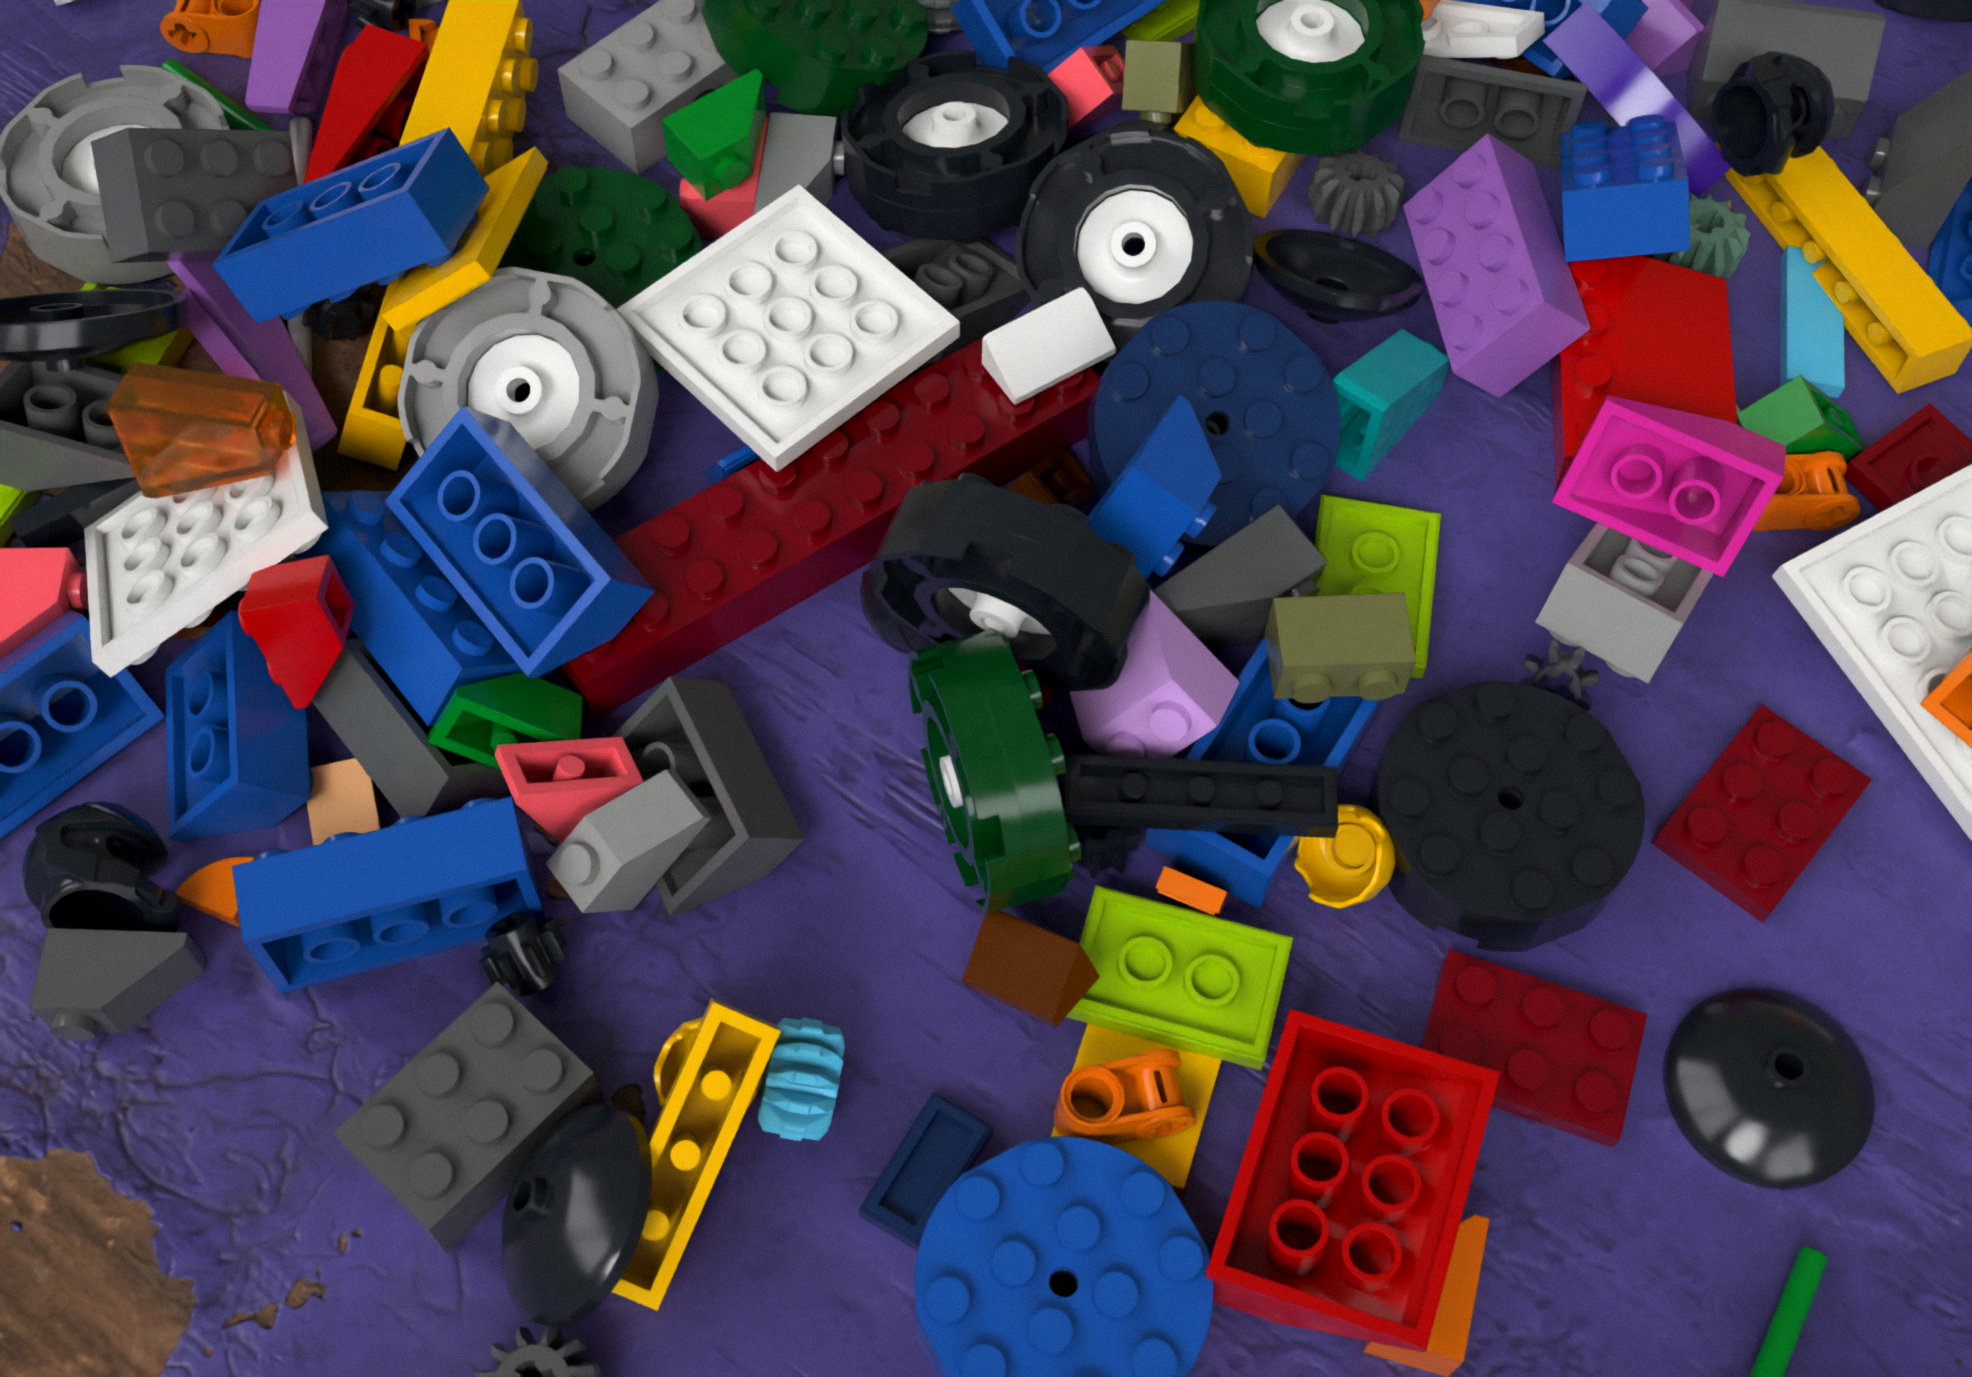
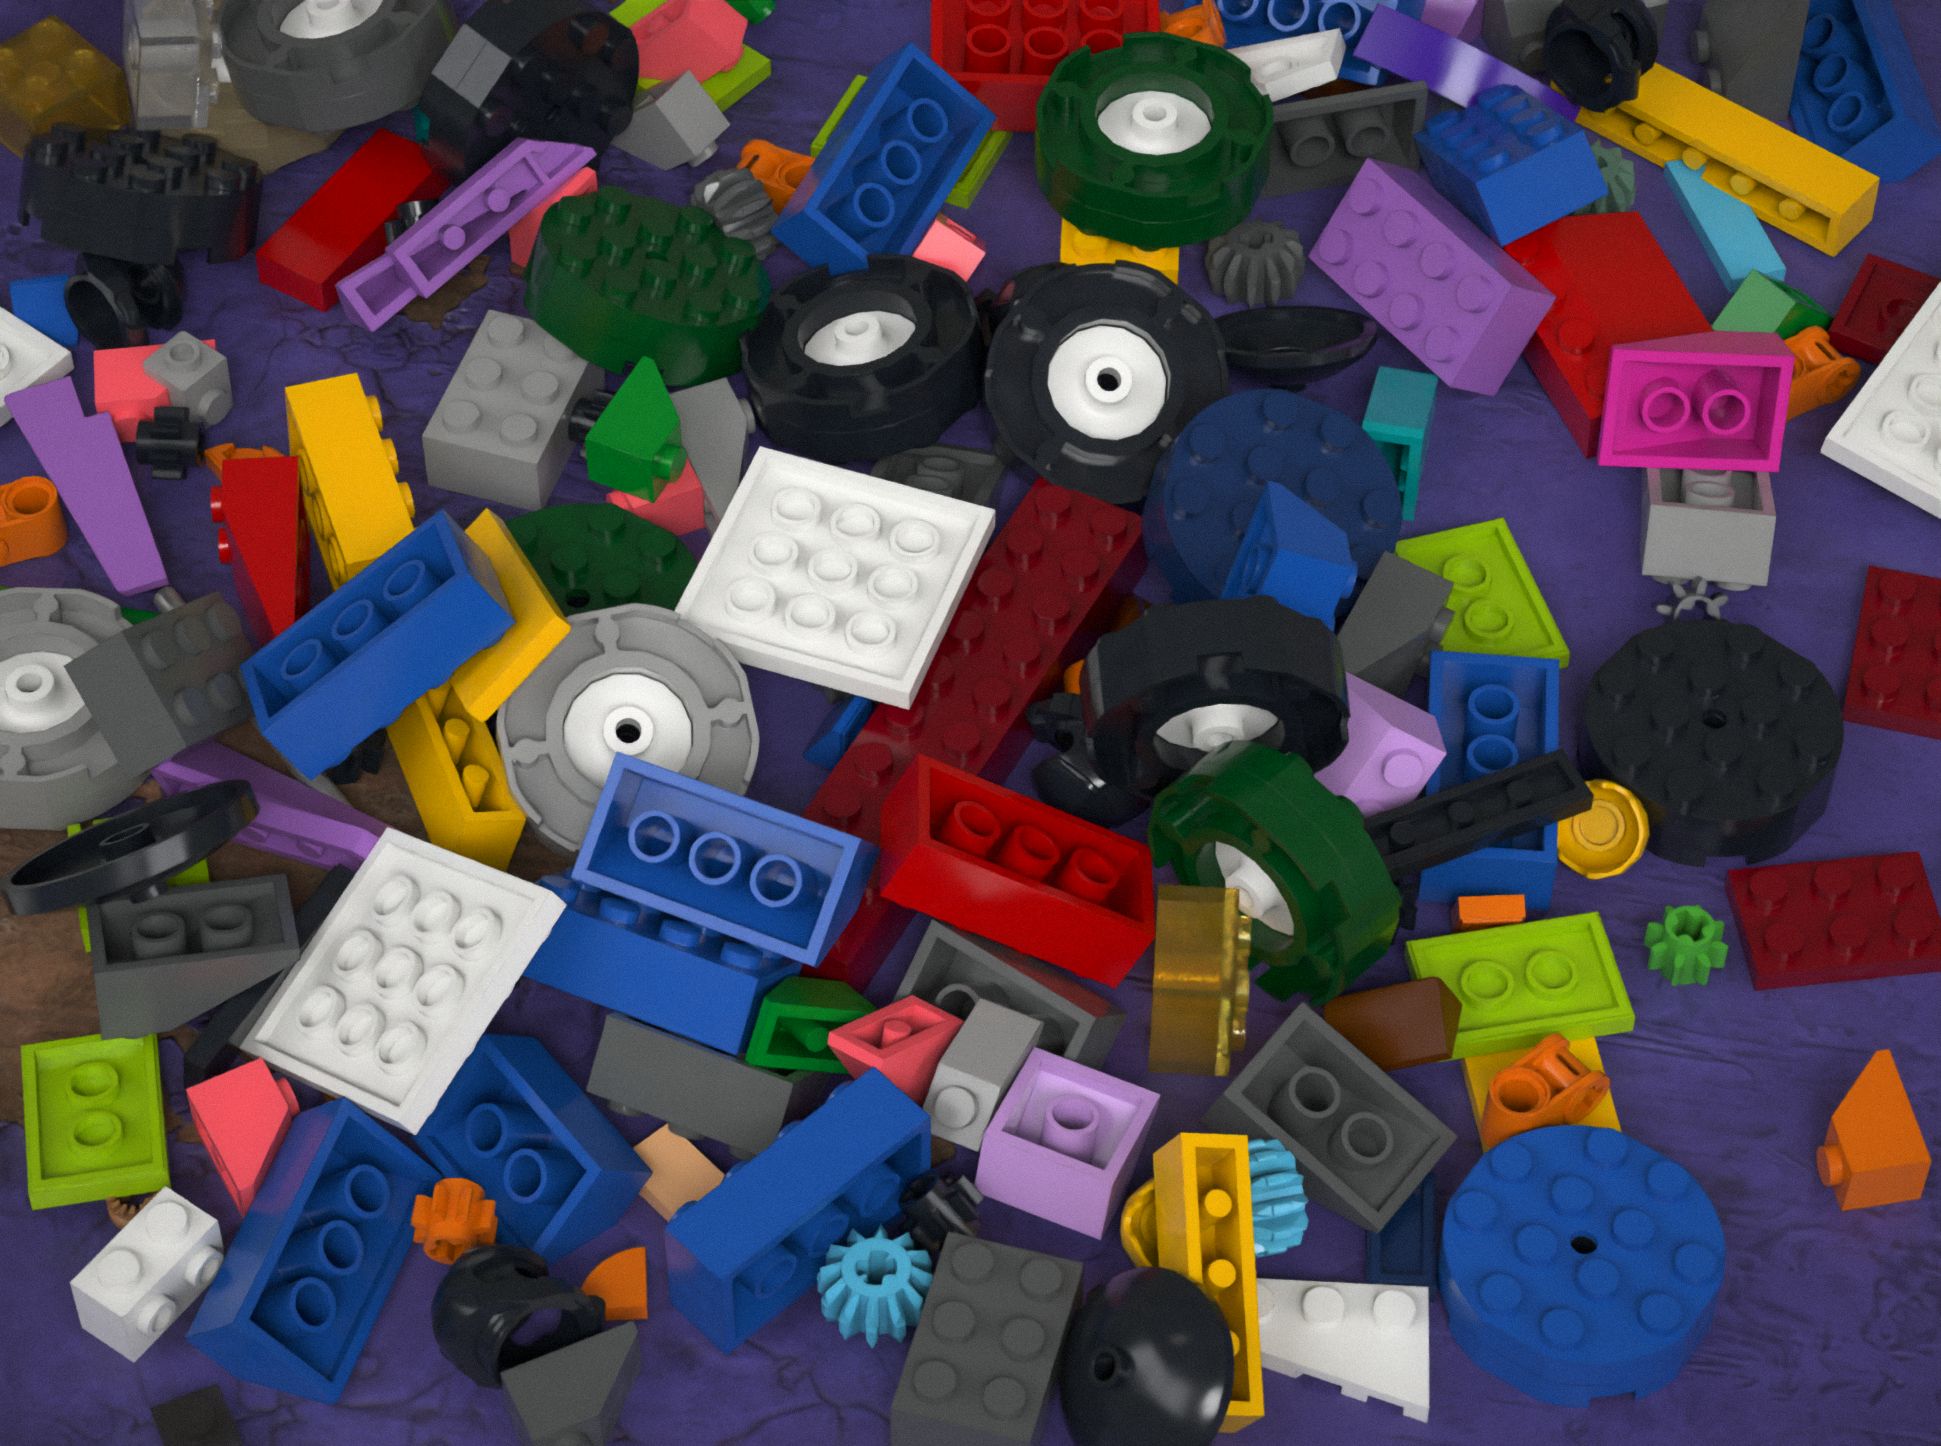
camera: 25 degrees left, 10 degrees down
(128, 765) = (453, 1219): none -> orange gear
(198, 427) = (367, 879): clear orange slope -> none
(299, 622) = (578, 1007): red slope -> none
(431, 972) = (874, 1285): none -> medium azure gear
(669, 938) = (1065, 1143): none -> lavender slope
(769, 664) = (1016, 871): none -> red brick
(806, 1247) = (1350, 1335): none -> white wing
(875, 836) = (1199, 980): none -> clear yellow brick
(919, 1035) = (1339, 1115): none -> dark grey slope
(1046, 345) = (1083, 502): white slope -> none
(1158, 79) = (1021, 222): olive brick -> none
(1339, 647) = (1505, 649): olive brick -> none
(1352, 1185) = (1765, 1068): red slope -> none
(1376, 1000) = (1686, 945): none -> bright green gear

